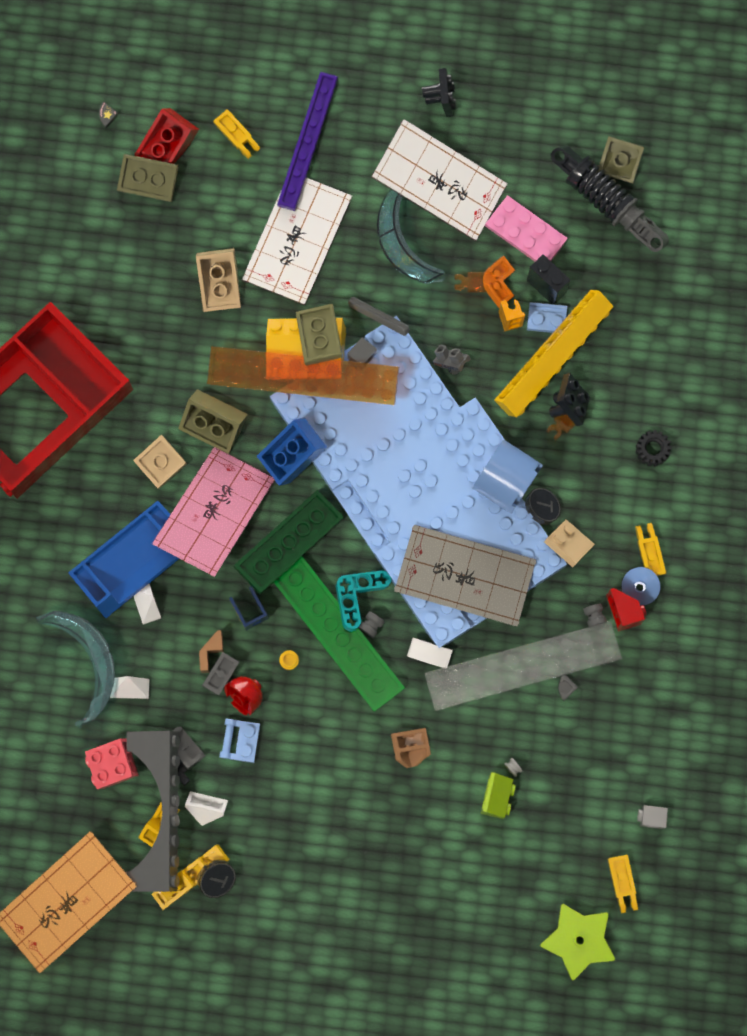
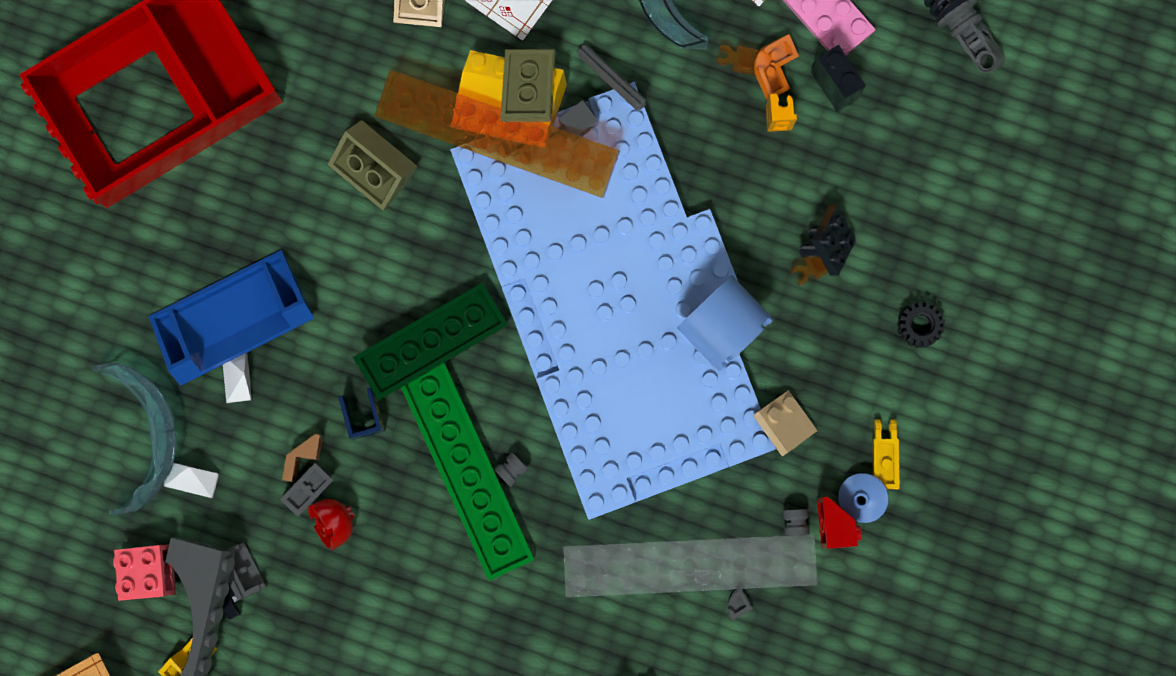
camera: 15 degrees right, 5 degrees up
(160, 462) = (294, 202): tan plate -> none
(205, 807) = (250, 652): white slope -> none
(213, 511) = (344, 282): clear pink piece -> none
(246, 741) = (320, 582): light blue plate -> none
(289, 660) = (398, 490): yellow plate -> none
(291, 451) = (460, 227): blue brick -> none
(354, 588) = (501, 418): teal beam -> none
(411, 747) = (524, 636): medium nougat slope -> none
(429, 653) = (575, 522): white slope -> none
(450, 359) = (690, 153): dark grey hips -> none
(465, 575) = (643, 435): clear smoke piece -> none
(543, 506) = (763, 367): black tile -> none
(545, 317) = (825, 126): light blue plate -> none
(554, 353) = (823, 174): yellow brick -> none

